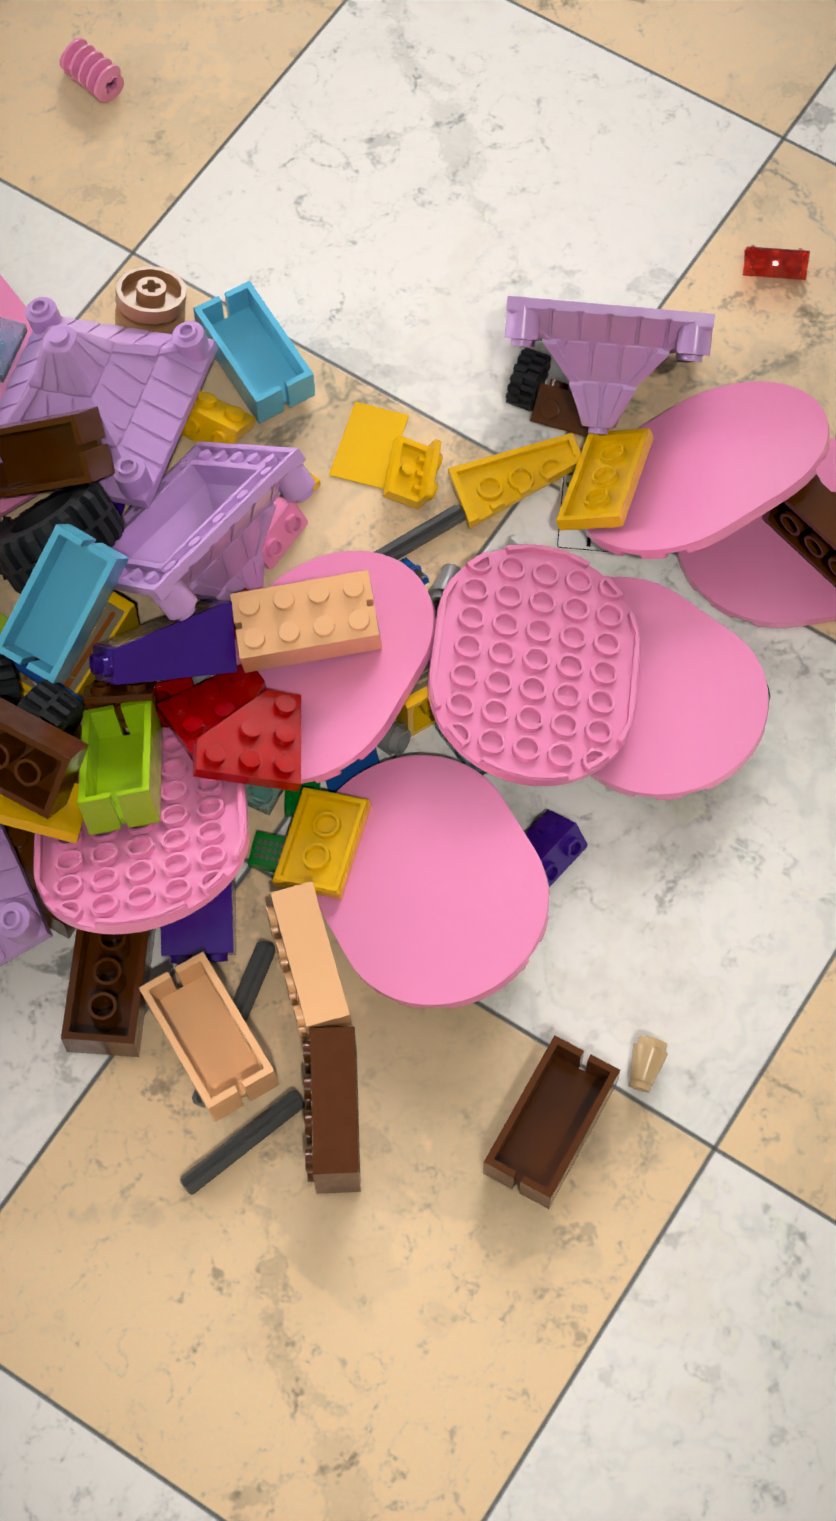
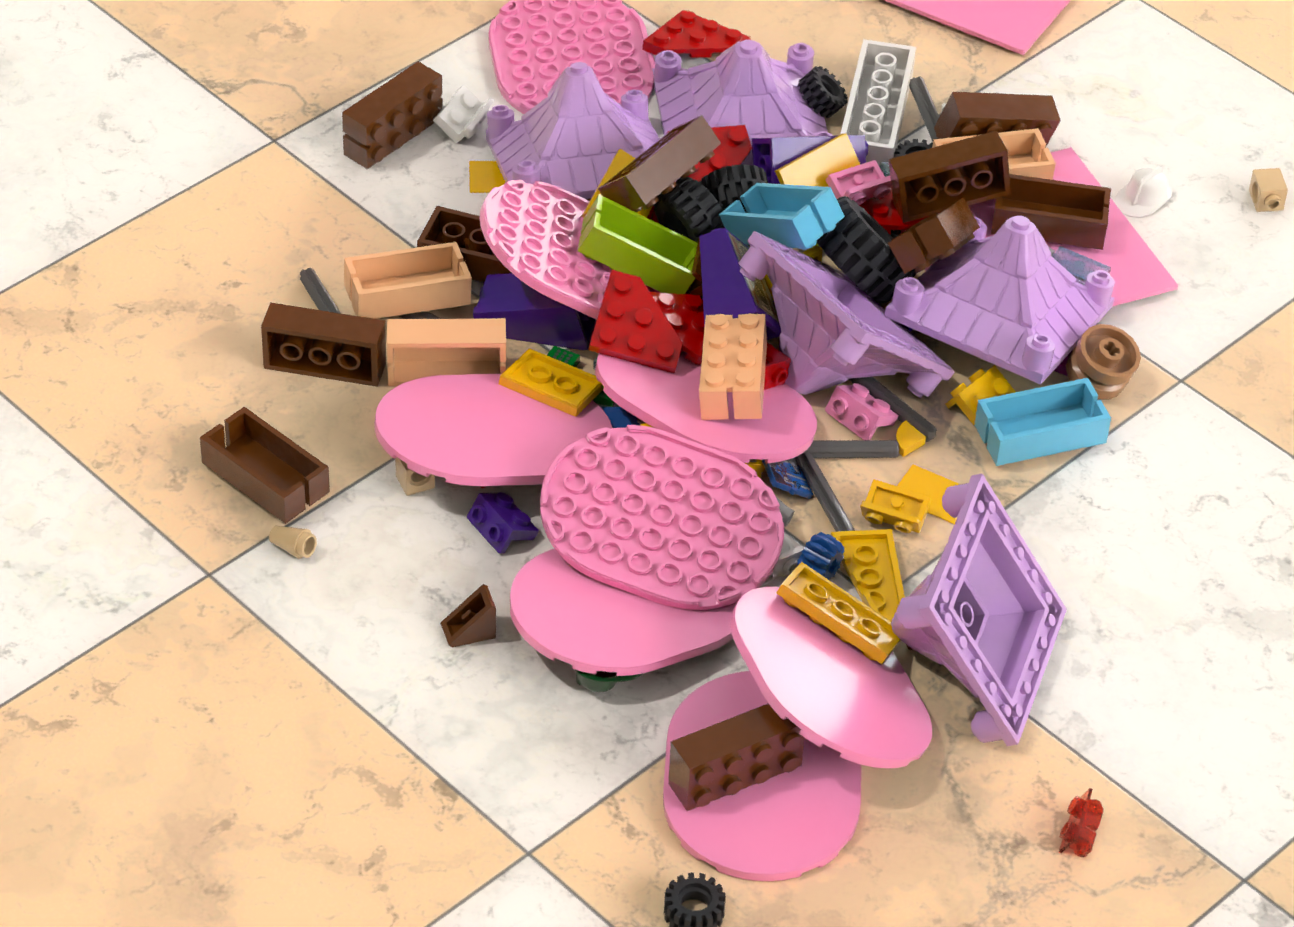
camera: 100 degrees right, 20 degrees down
(326, 520) = (854, 449): none -> dark grey axle
(520, 517) = (823, 554): none -> blue gear
(707, 840) = (471, 620): none -> reddish brown slope

